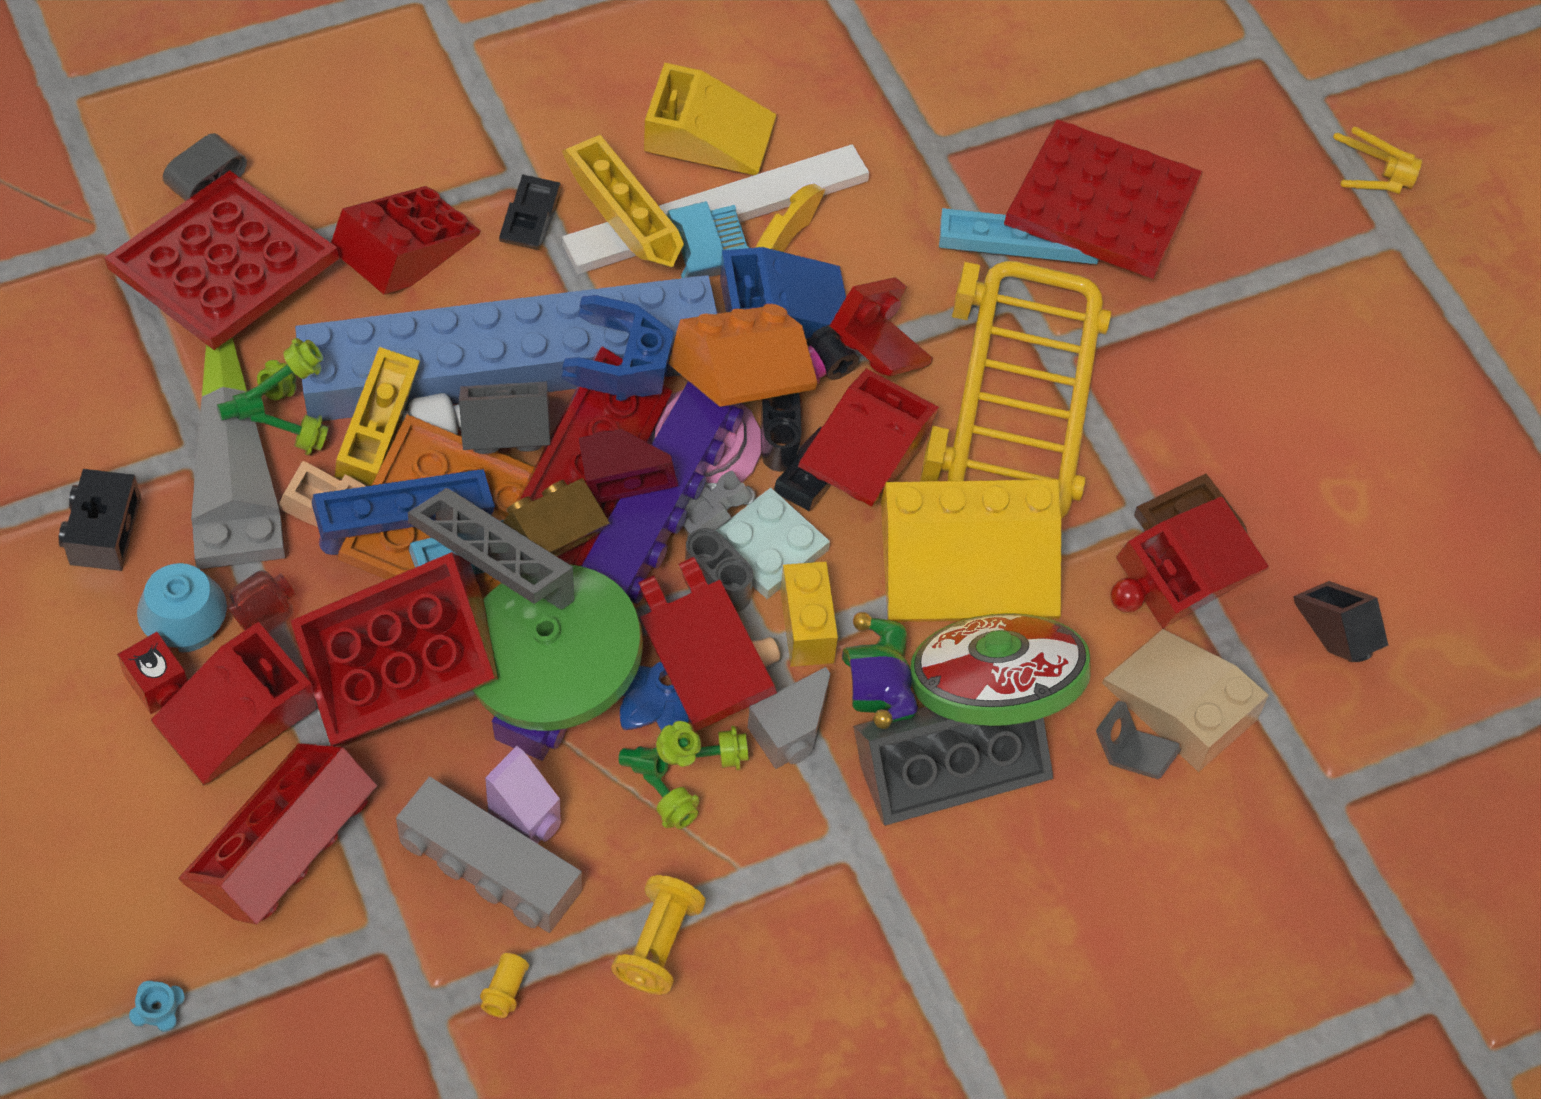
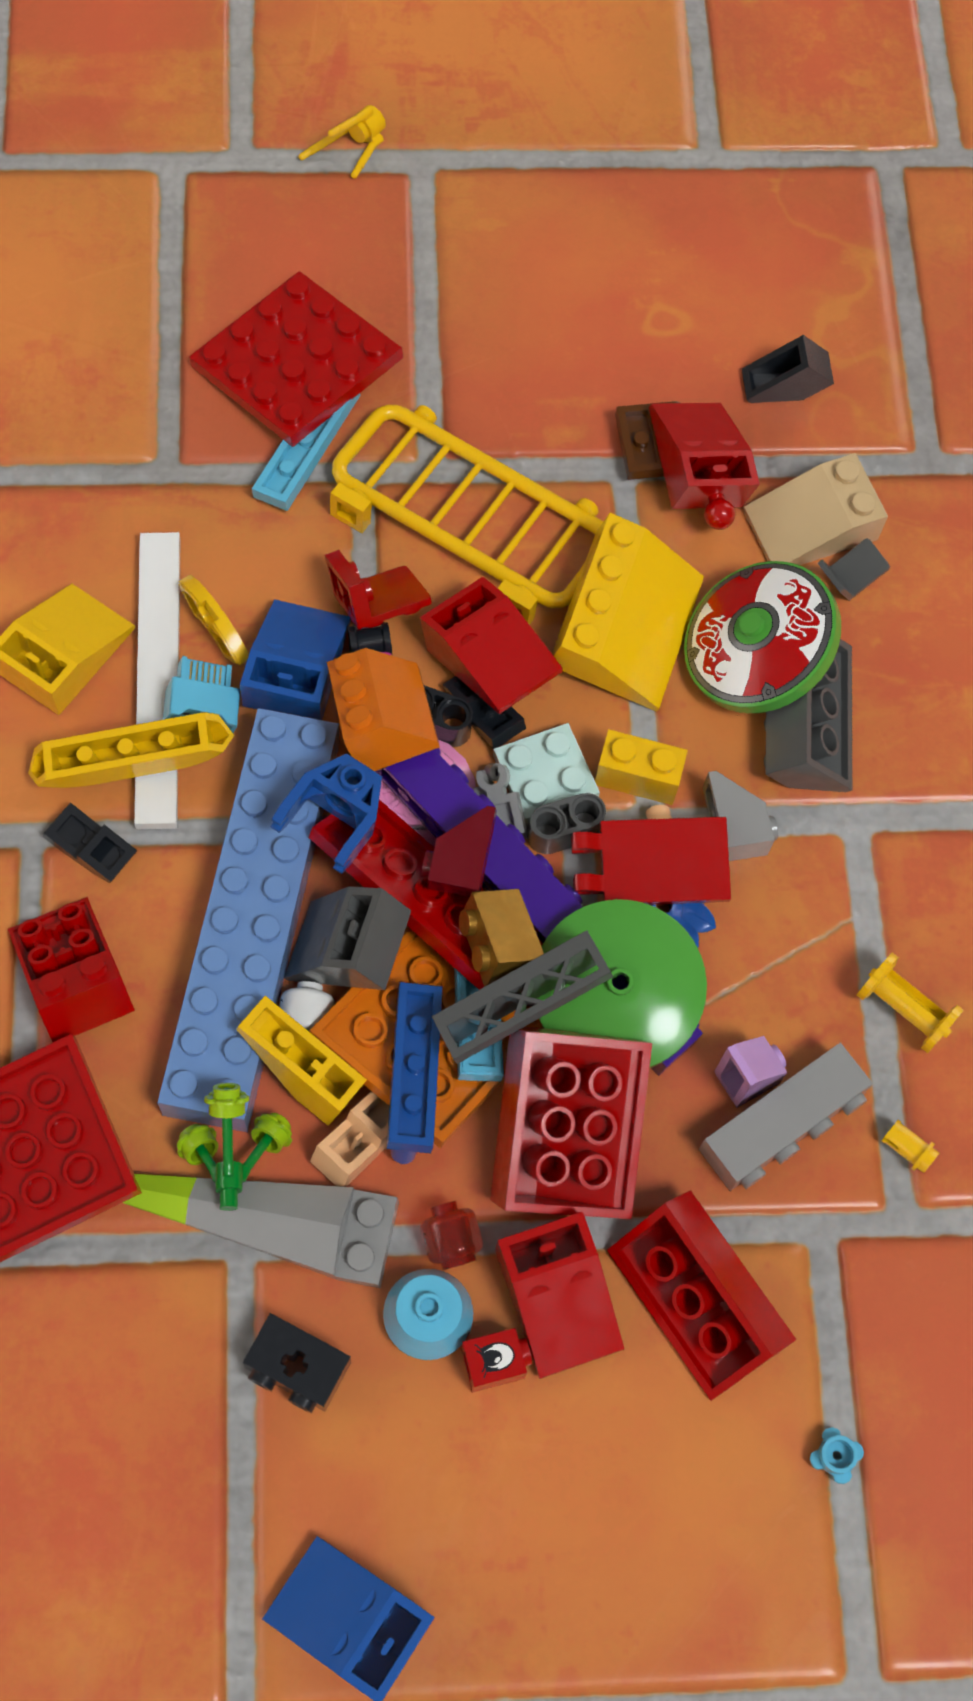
camera: 70 degrees left, 10 degrees up
(681, 746) = (766, 915): lime plant -> none
(881, 672) = (729, 728): piece -> none

